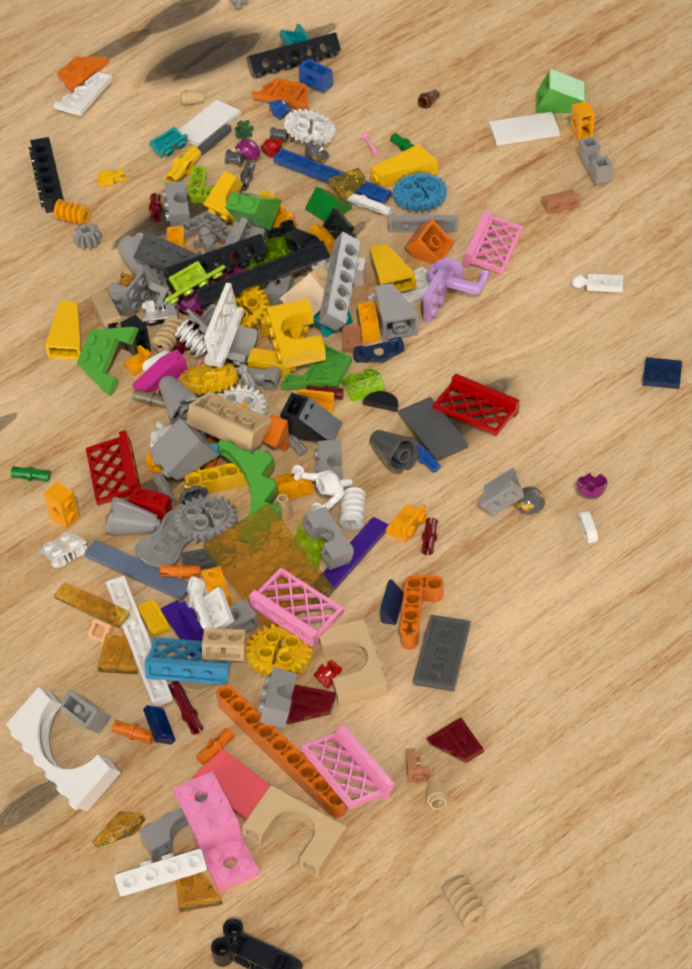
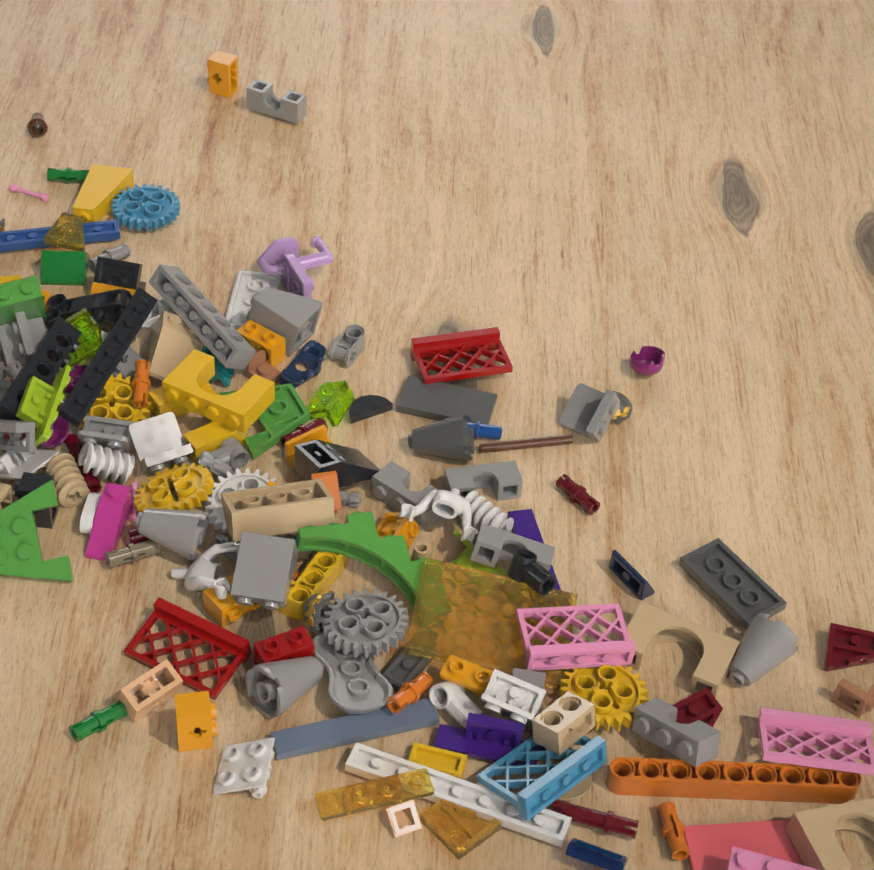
camera: 55 degrees left, 5 degrees down
(68, 474) = (150, 690): none -> light nougat brick
(135, 363) = (63, 526): light orange bracket -> none
(164, 487) = (265, 627): light grey axle -> none
(222, 328) = (145, 427): white fence -> none
(263, 303) = (141, 383): none -> orange pin
(312, 552) = (526, 570): none -> black piece
(325, 674) = (672, 677): red piece -> none
(359, 213) = (117, 253): none -> light grey pin
(364, 202) = (101, 244): white pin -> none
(391, 268) = (226, 287): yellow slope -> none
(393, 698) = (761, 650): none -> light grey cone
(394, 494) = (500, 478): none -> light grey arch
(407, 522) = (544, 495): light orange bracket -> none
(410, 223) = (185, 233): light grey fence -> none
(416, 590) = (643, 552): orange beam -> none
(421, 355) = (348, 345): none -> light grey piece
(429, 242) = (218, 245): orange slope -> none
(444, 485) = (526, 443): none -> reddish brown bar
(481, 235) = (264, 221): bright pink fence -> none
(524, 128) = (166, 109): white tile -> none
(559, 93) = (164, 64): bright green slope -> none
(560, 201) = (287, 151): nougat bracket -> none
(587, 527) = (689, 396): white beam -> none
(599, 282) = (416, 198): white plate -> none
(662, 373) = (567, 241): dark blue bracket -> none

